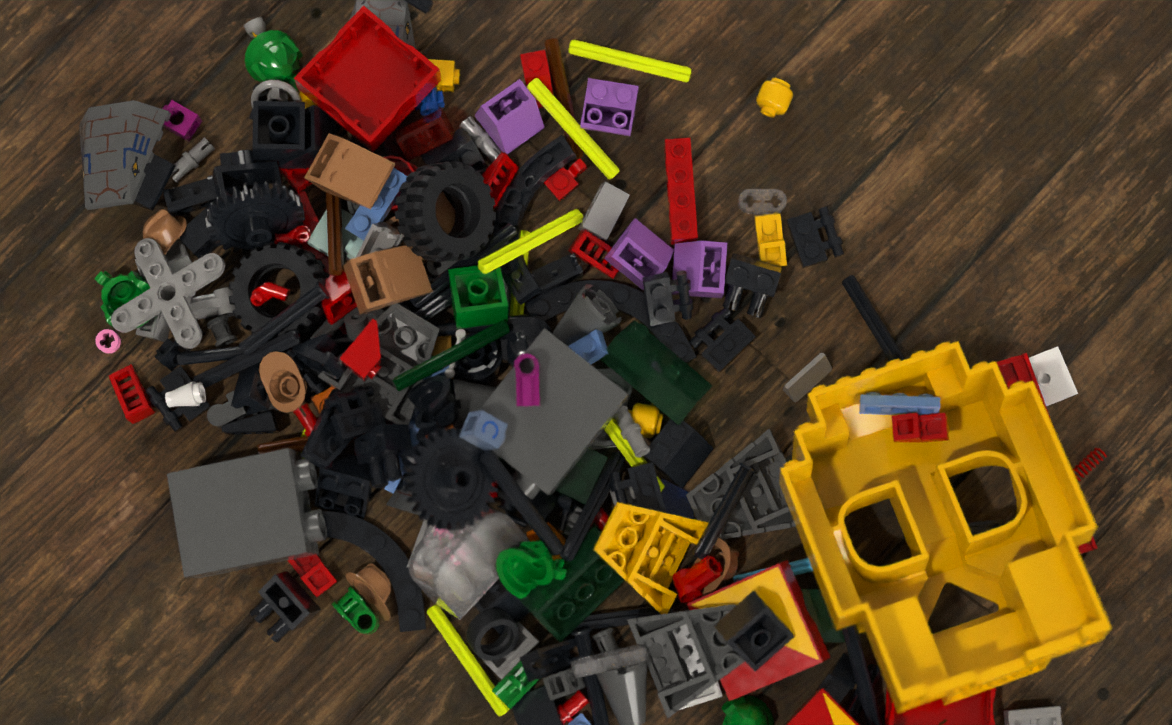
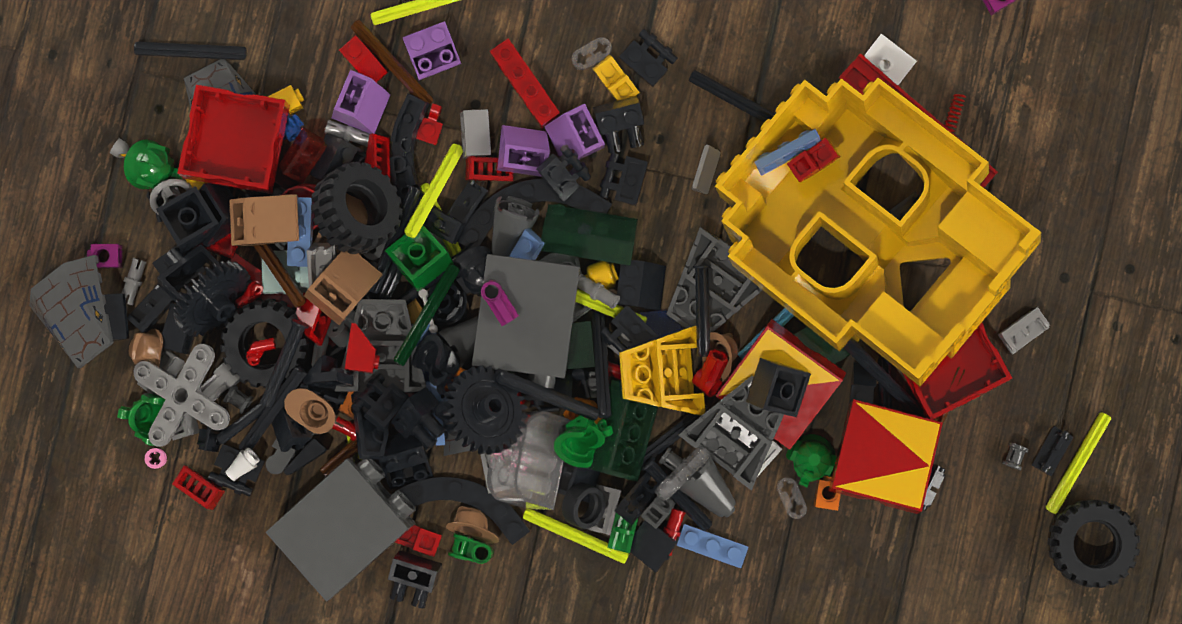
camera: 30 degrees left, 5 degrees up
(484, 430) = (488, 359): sand blue brick -> none
(573, 128) = (413, 83): neon yellow axle -> none

